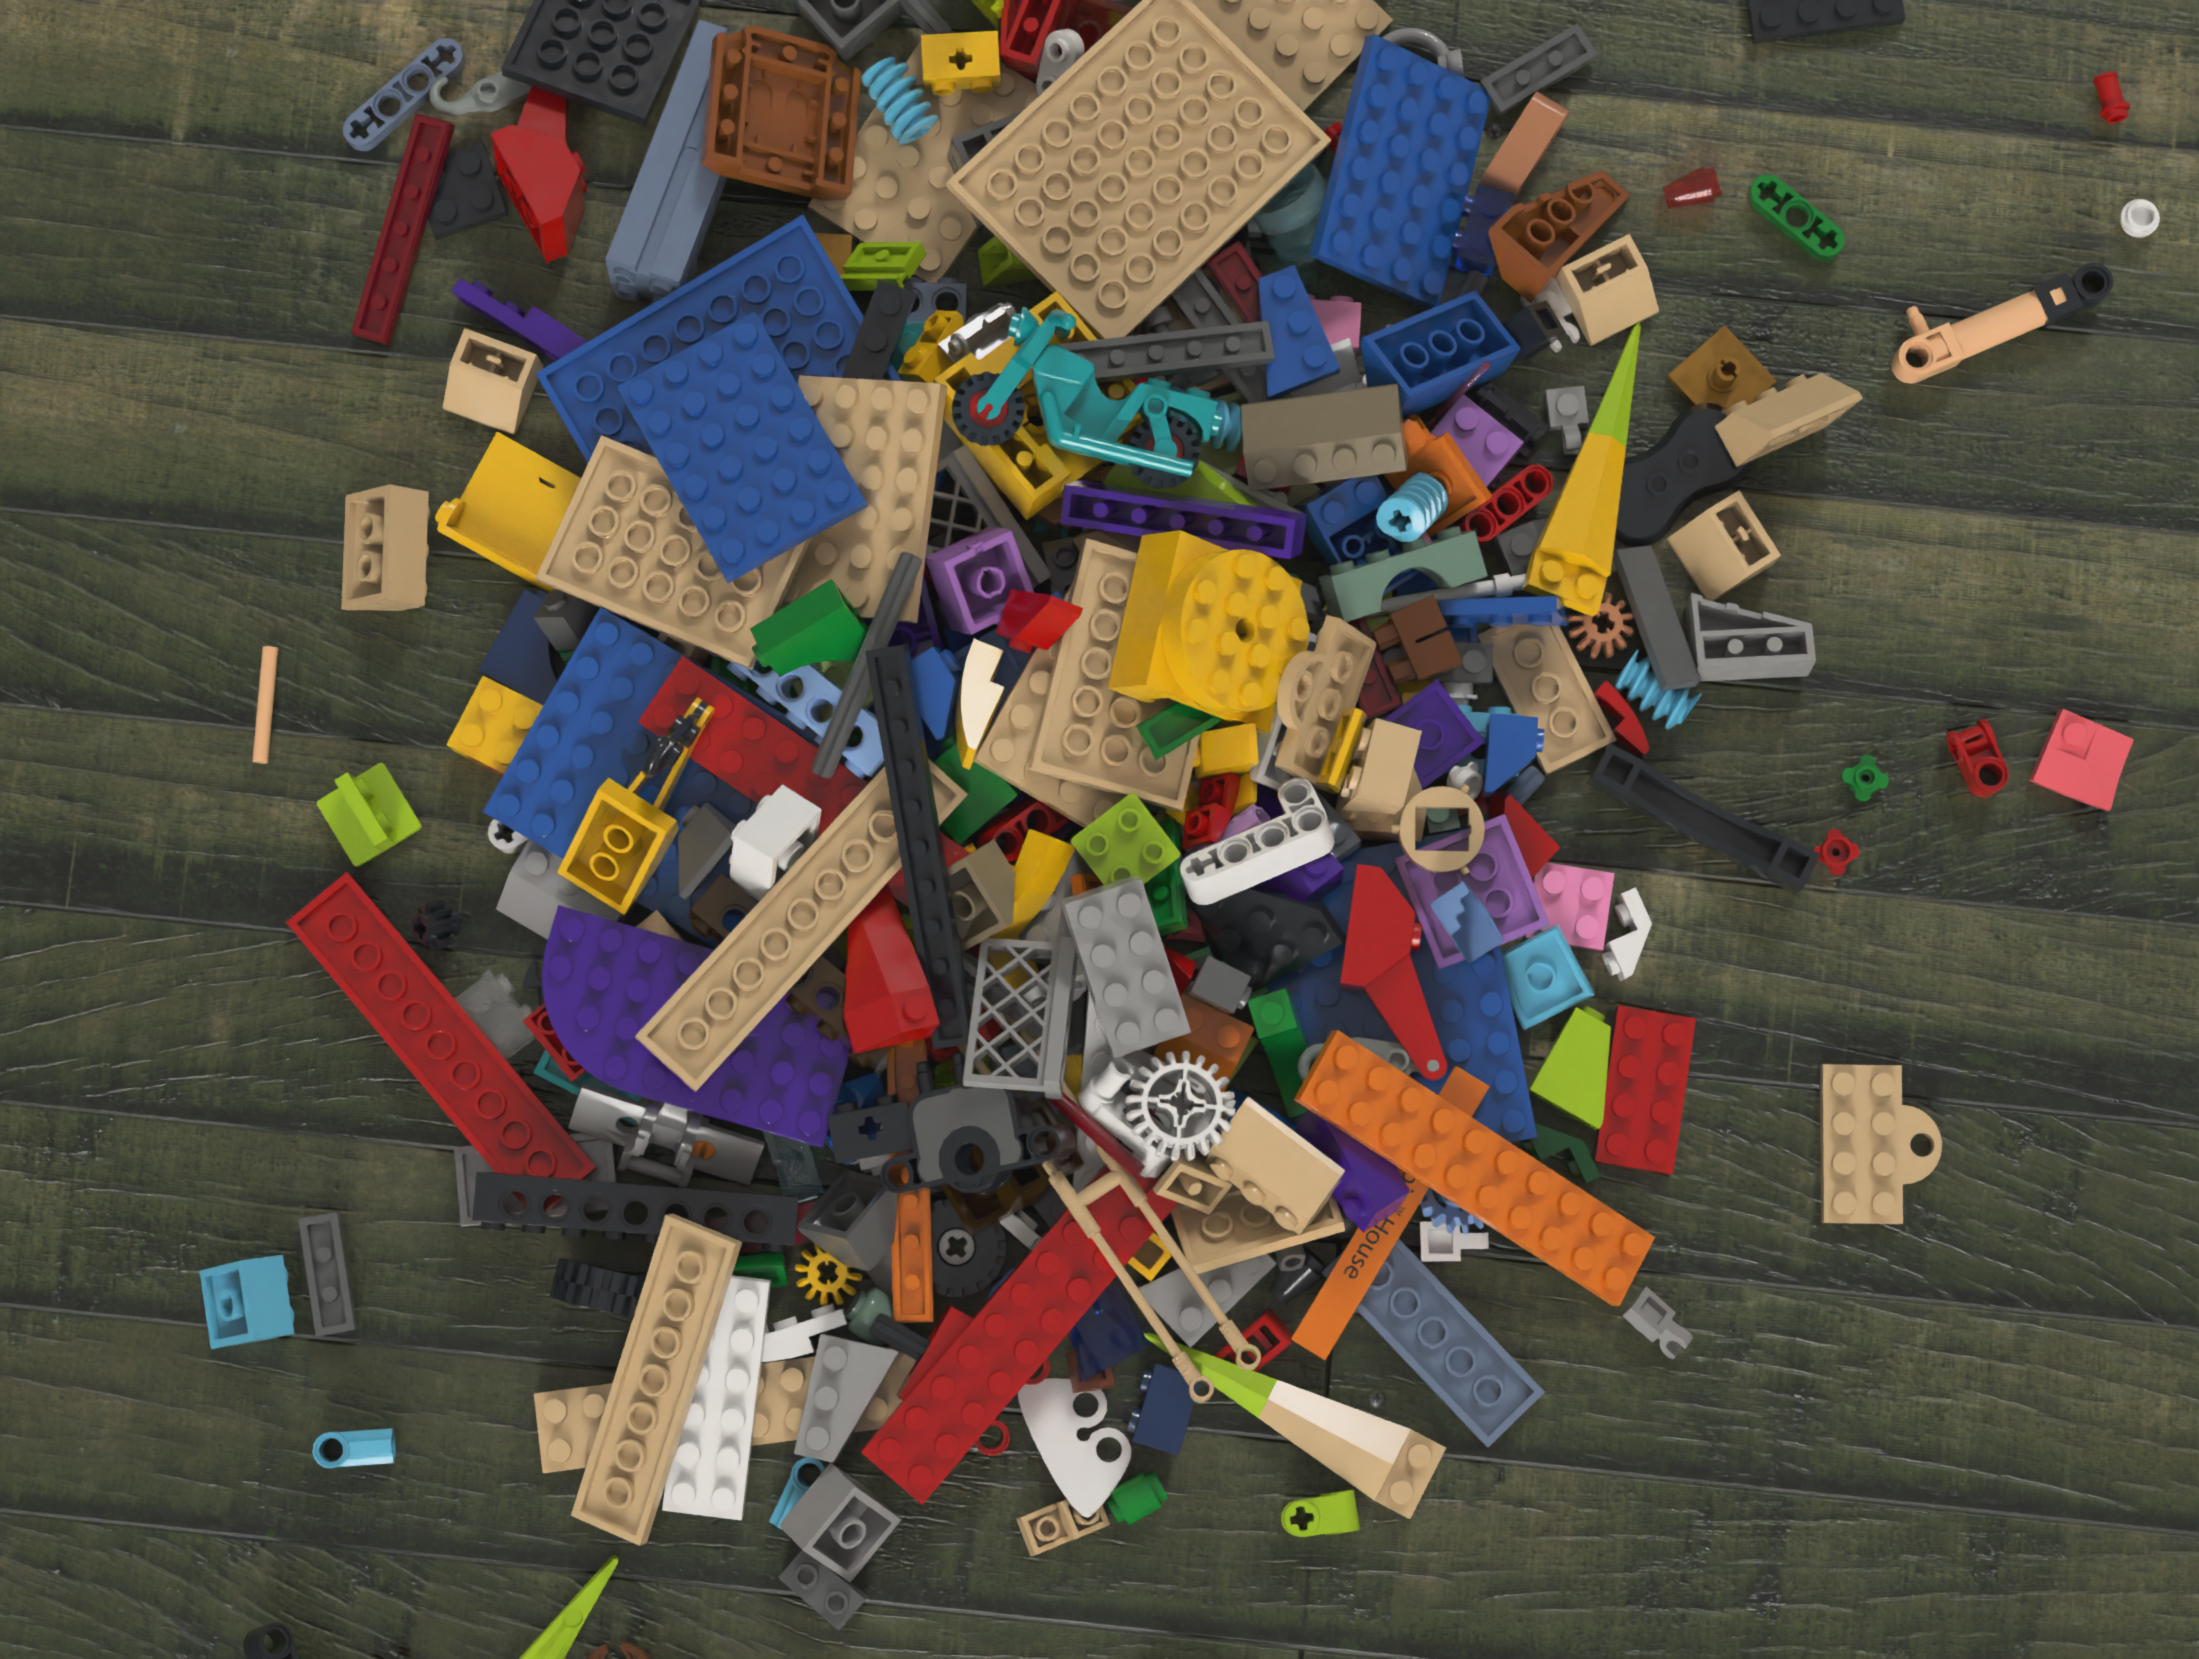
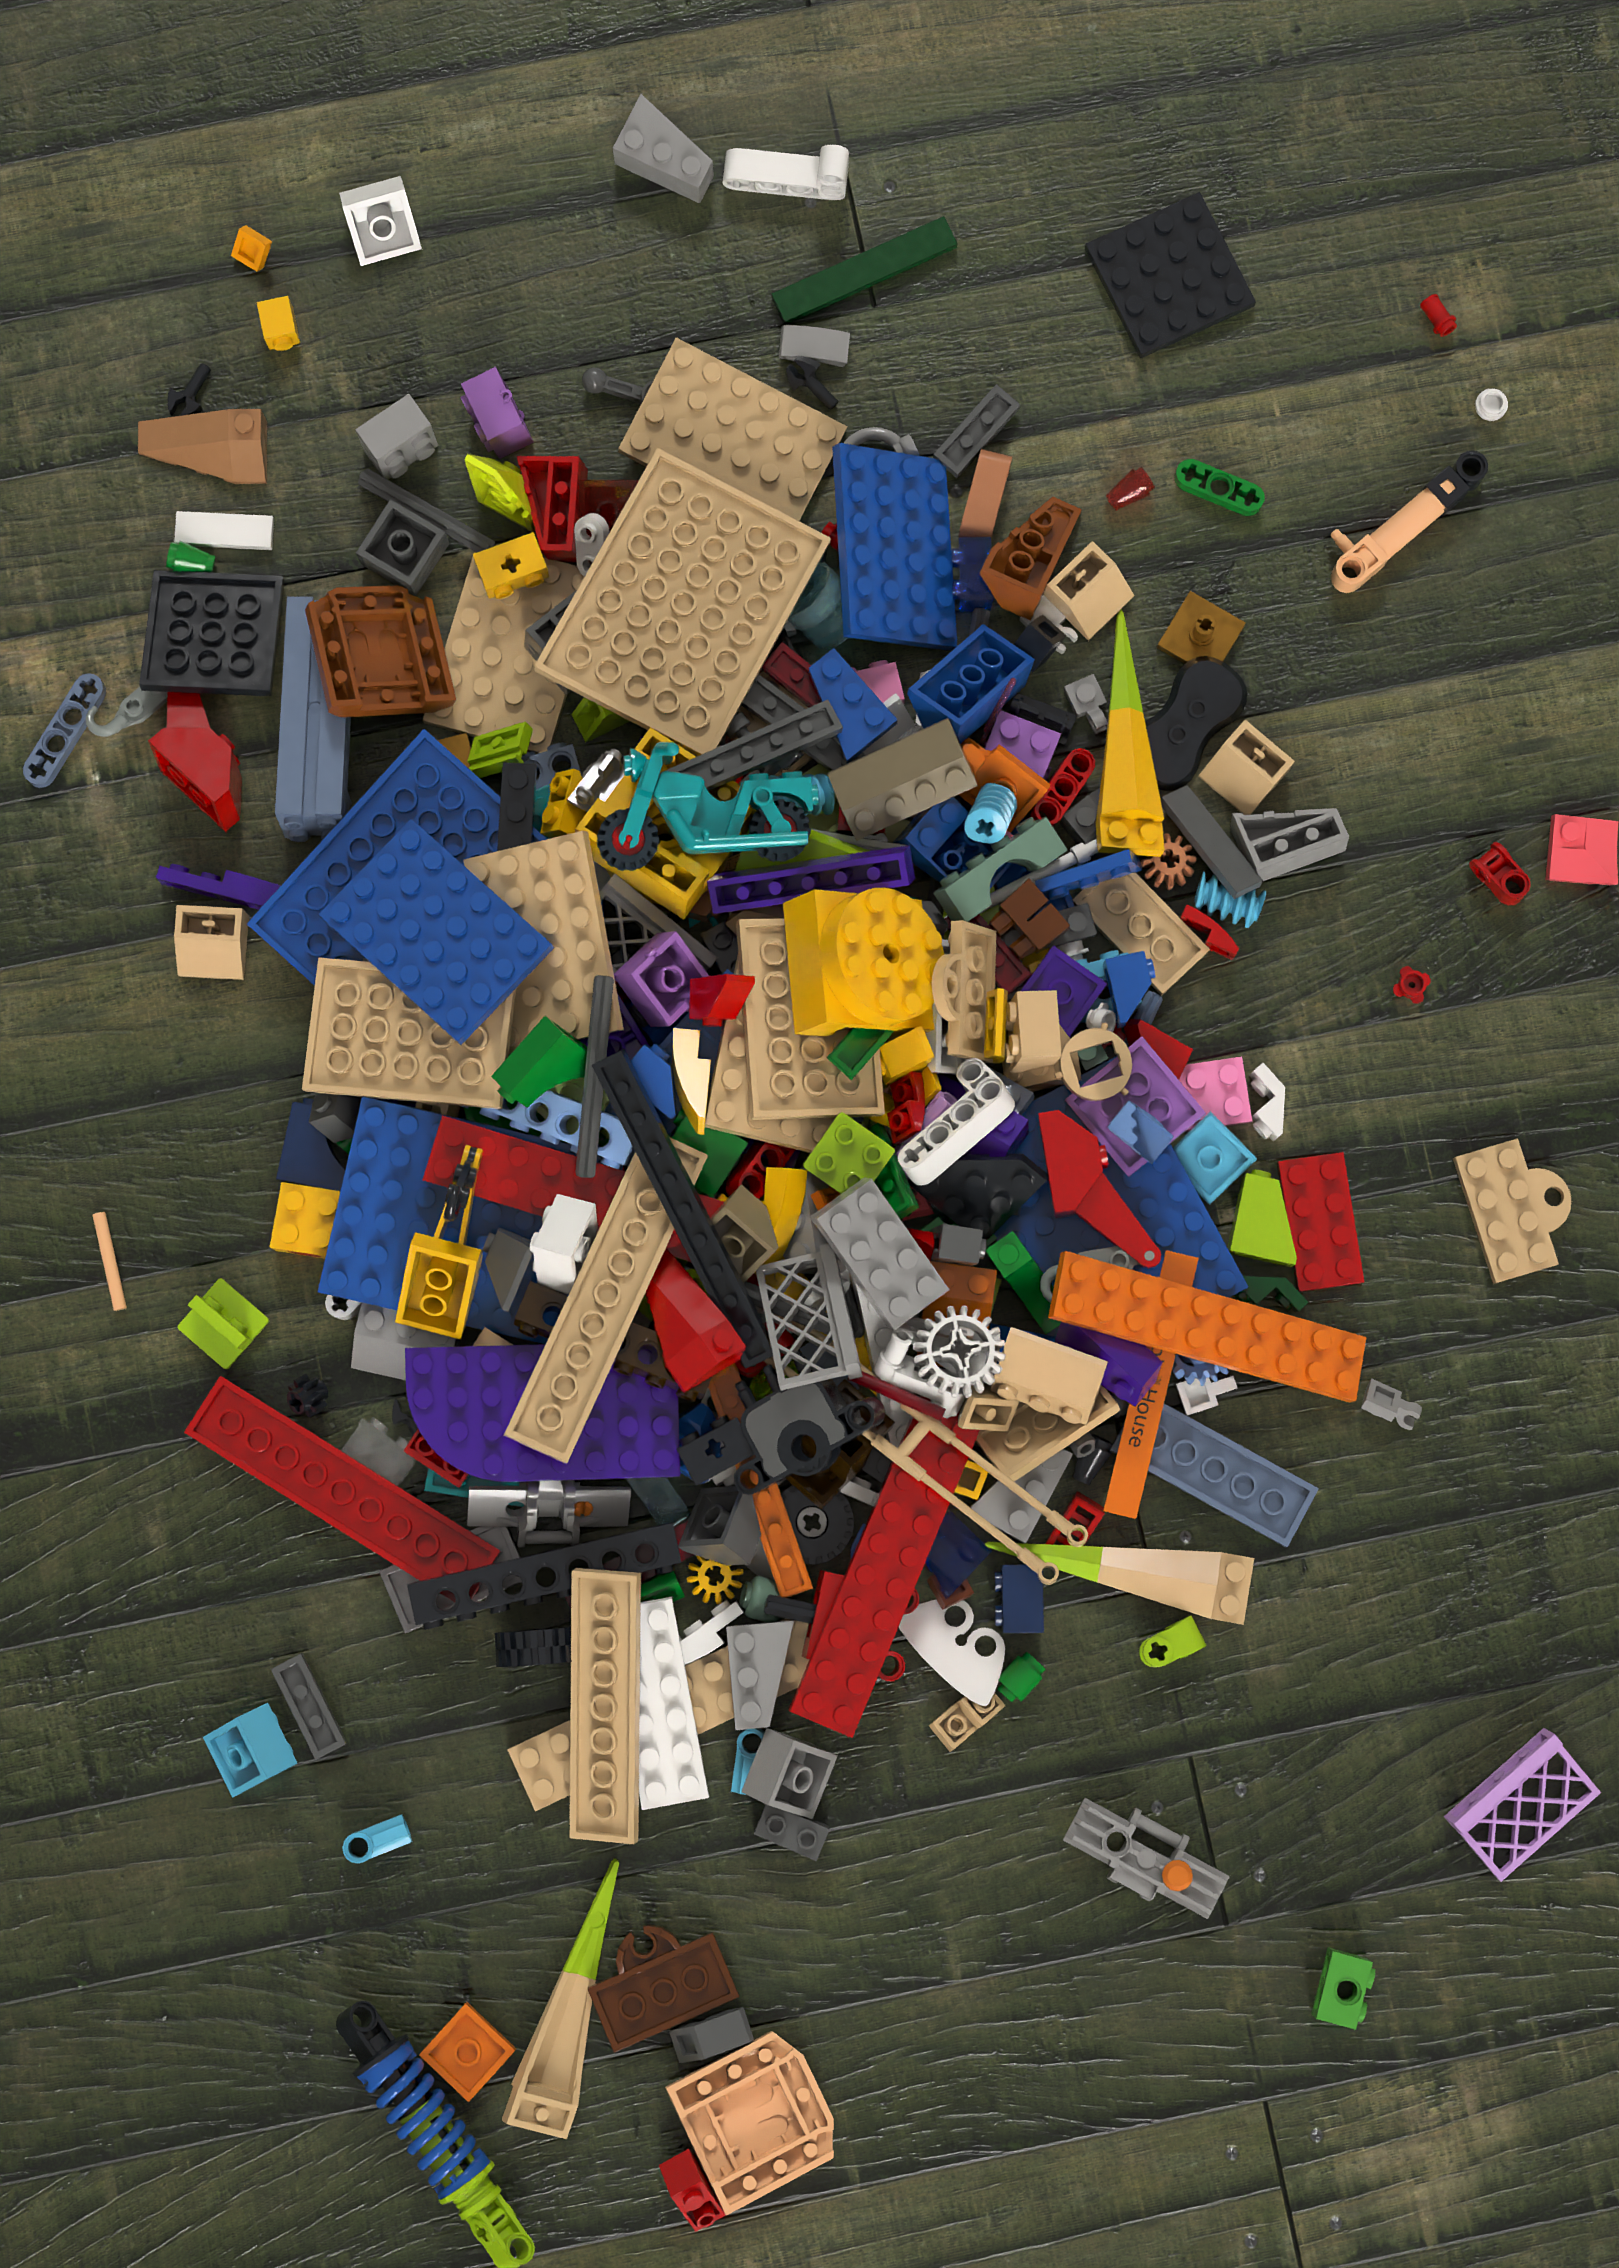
camera: 20 degrees left, 0 degrees up
(385, 549) = (167, 1104): tan slope -> none
(403, 229) = (99, 840): dark red tile -> none
(466, 193) = (134, 795): black plate -> none
(509, 510) = (258, 1042): yellow door -> none
(898, 101) = (470, 613): medium azure piece -> none
(1732, 837) = (1332, 999): black arch -> none
(1784, 416) = (1261, 649): tan slope -> none
(1854, 775) = (1425, 916): green plate -> none

